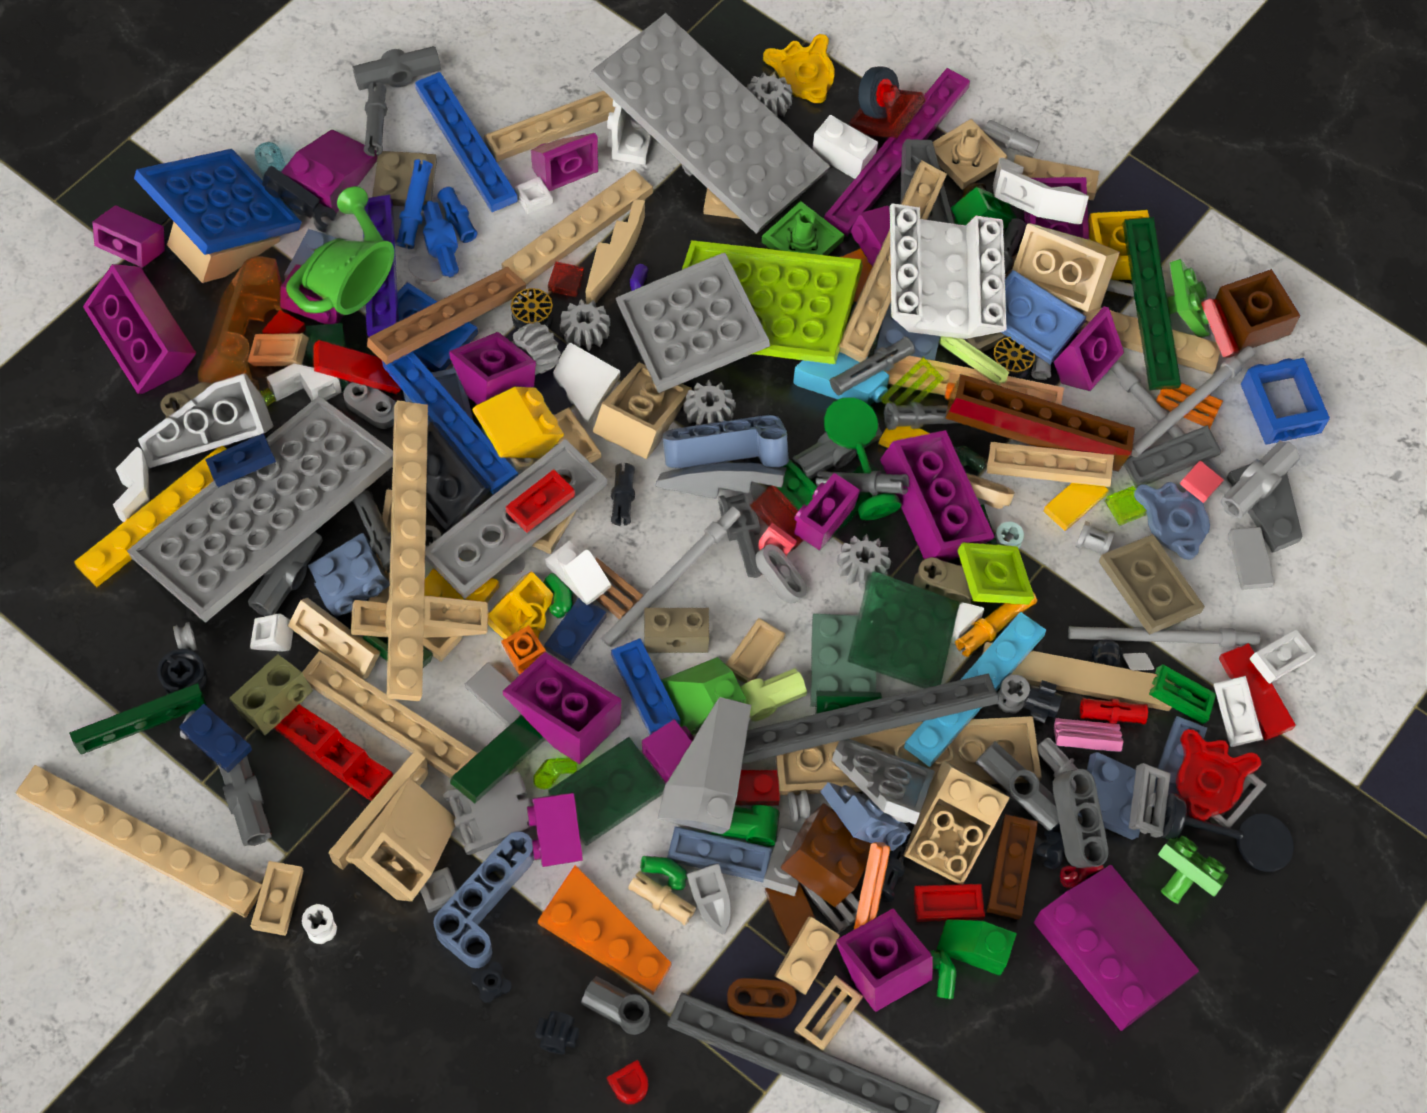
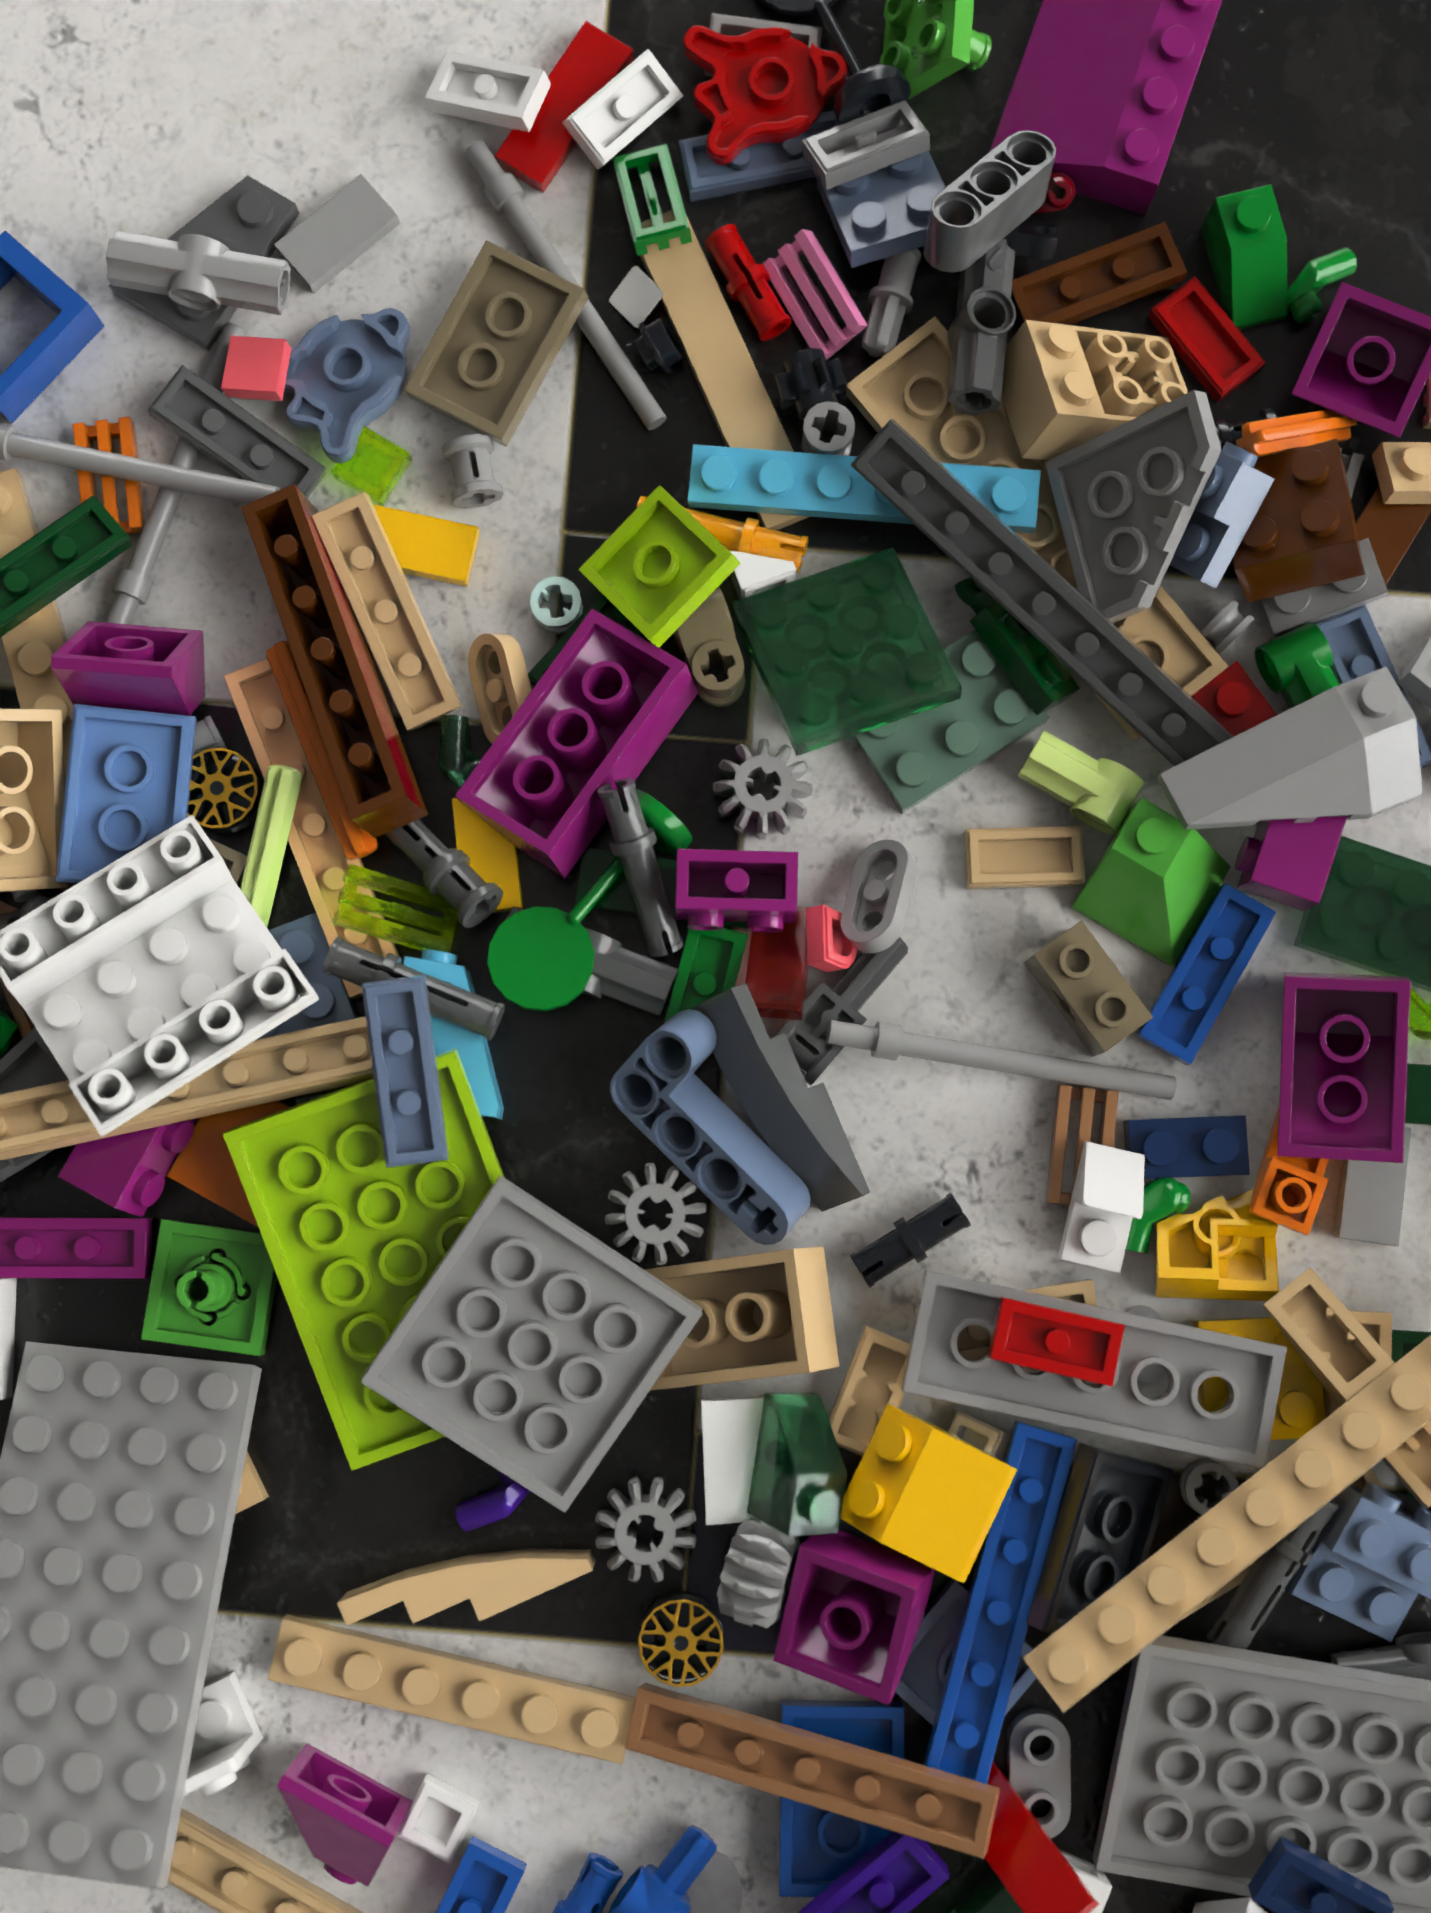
camera: 120 degrees left, 20 degrees up
(565, 279) = (571, 1632): clear red tile -> none
(566, 387) = (797, 1467): none -> clear green slope
(839, 333) = (405, 1071): none -> sand blue tile

